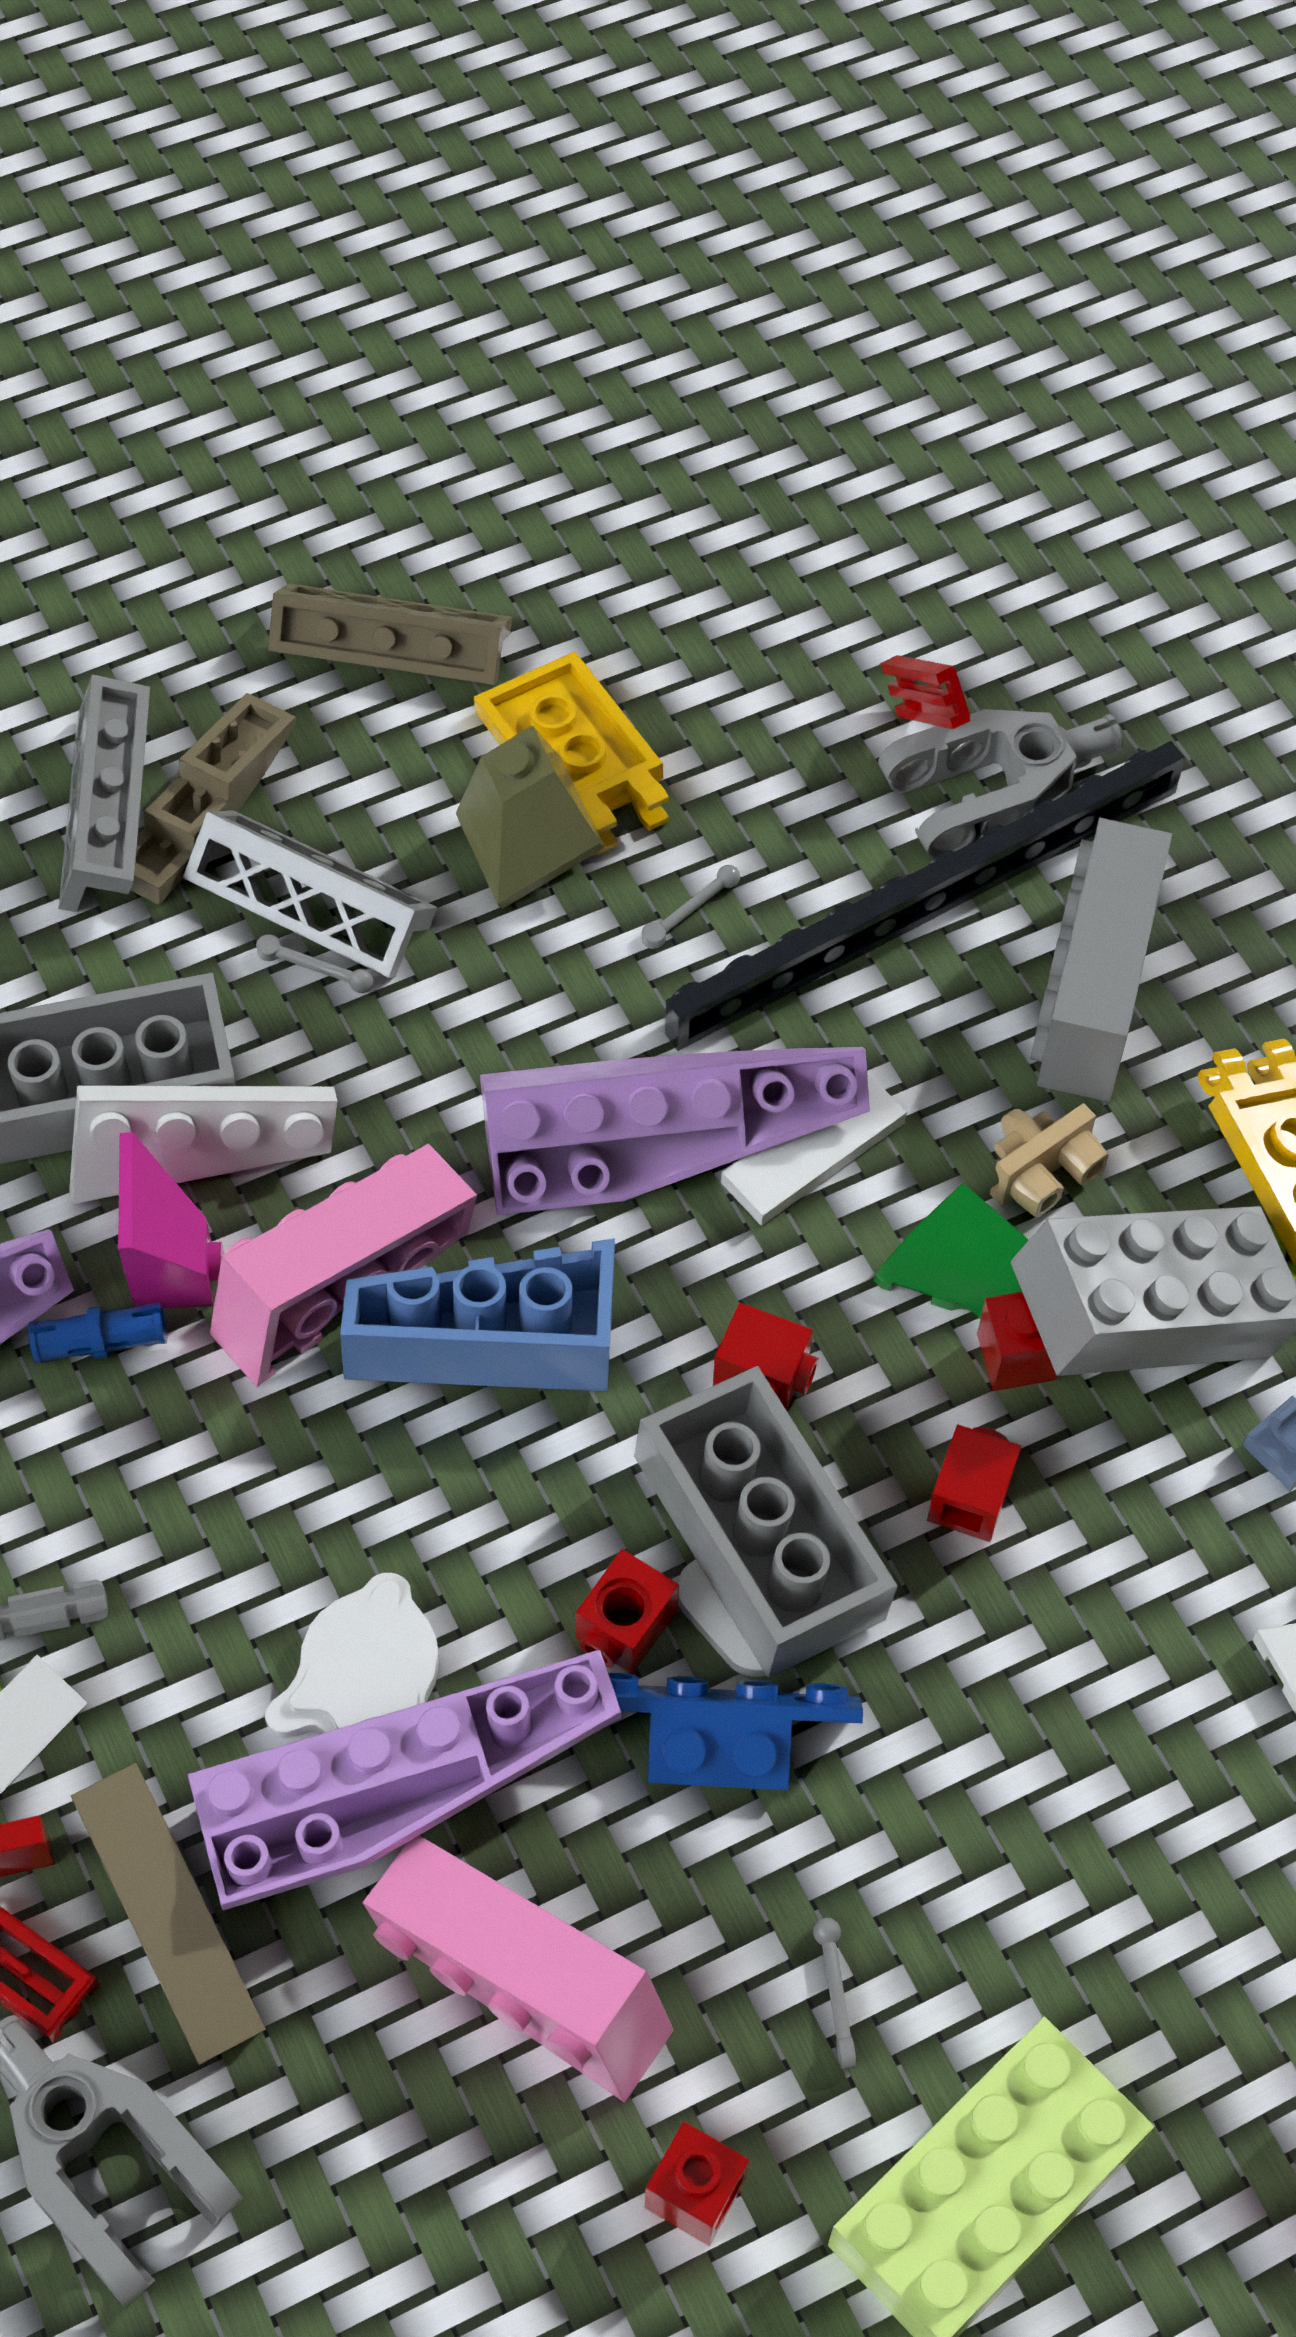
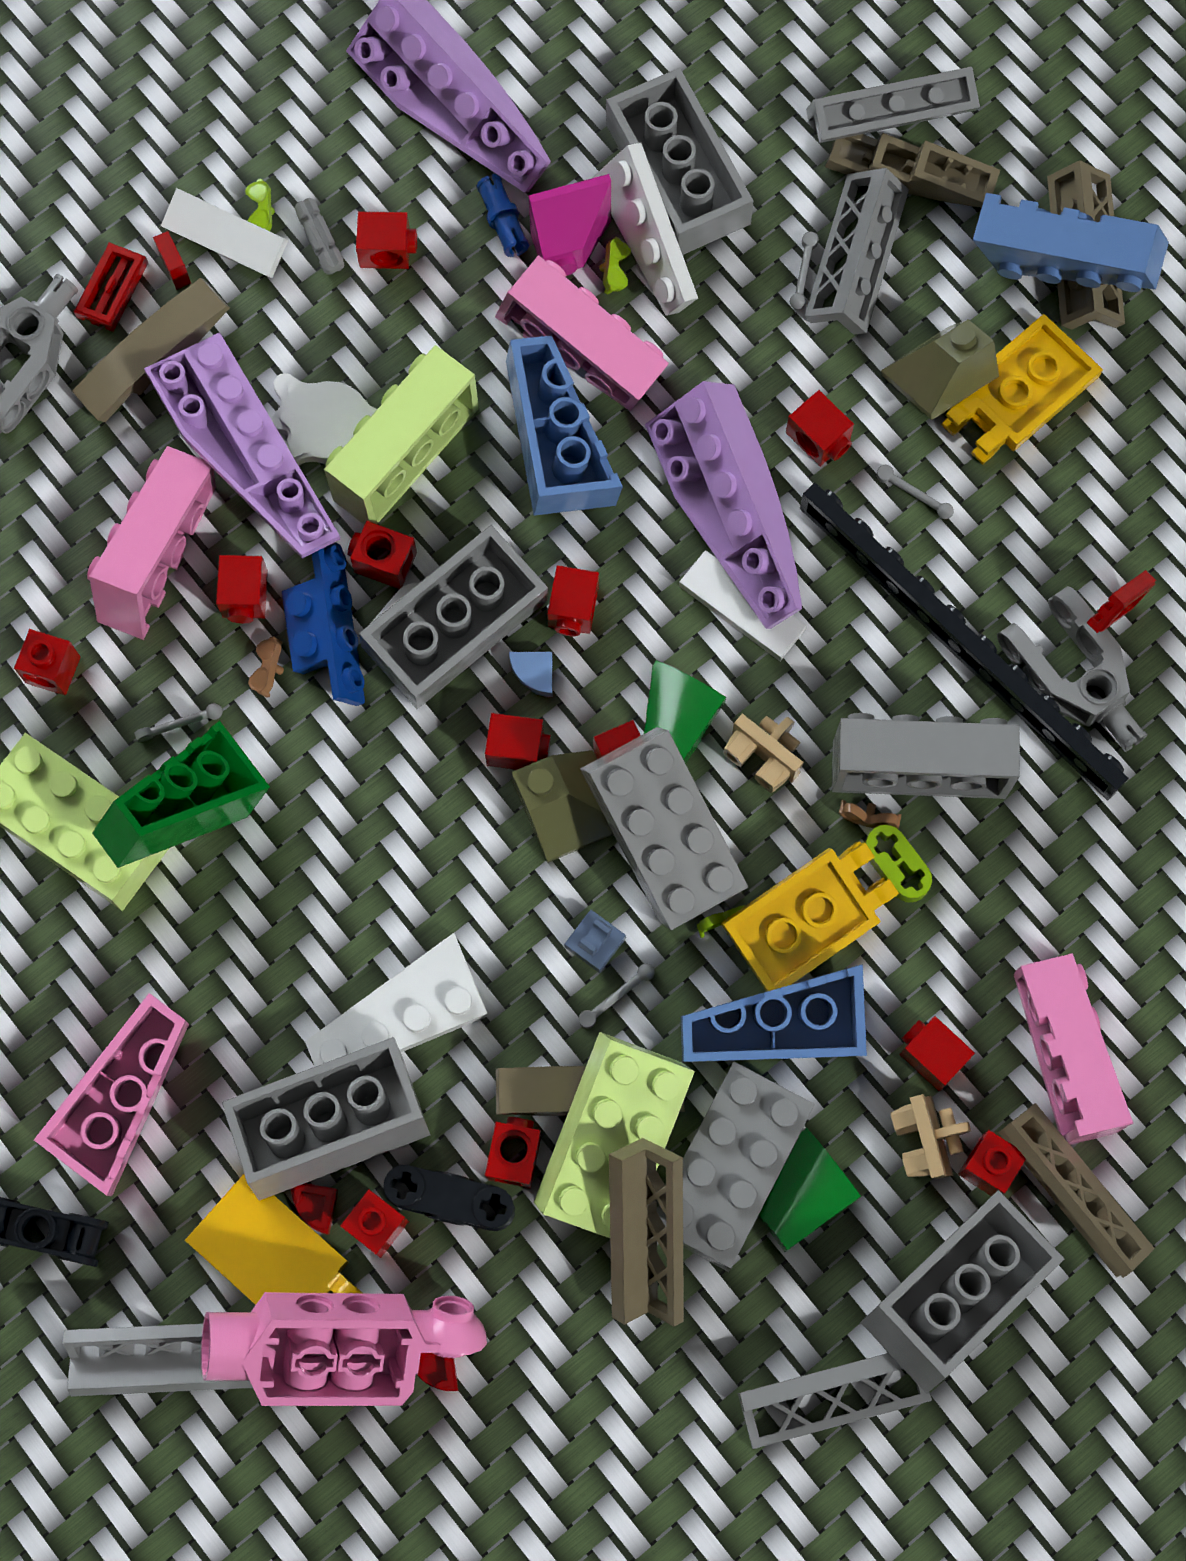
camera: 80 degrees right, 15 degrees up
(85, 1508) = (385, 240): none -> red brick
(247, 1203) = (614, 277): none -> lime piece
(412, 618) = (1069, 246): none -> medium blue wedge
(448, 1534) = (402, 436): none -> yellowish green brick
(574, 988) = (820, 429): none -> red brick
(633, 1839) = (242, 588): none -> red brick
(790, 1839) = (263, 678): none -> medium nougat piece
(858, 1440) = (533, 671): none -> light blue tile
(1008, 1969) = (185, 798): none -> green wedge
(1076, 1438) = (561, 804): none -> olive slope
(1158, 1065) = (858, 816): none -> medium nougat piece
(1228, 1031) = (905, 856): none -> lime beam

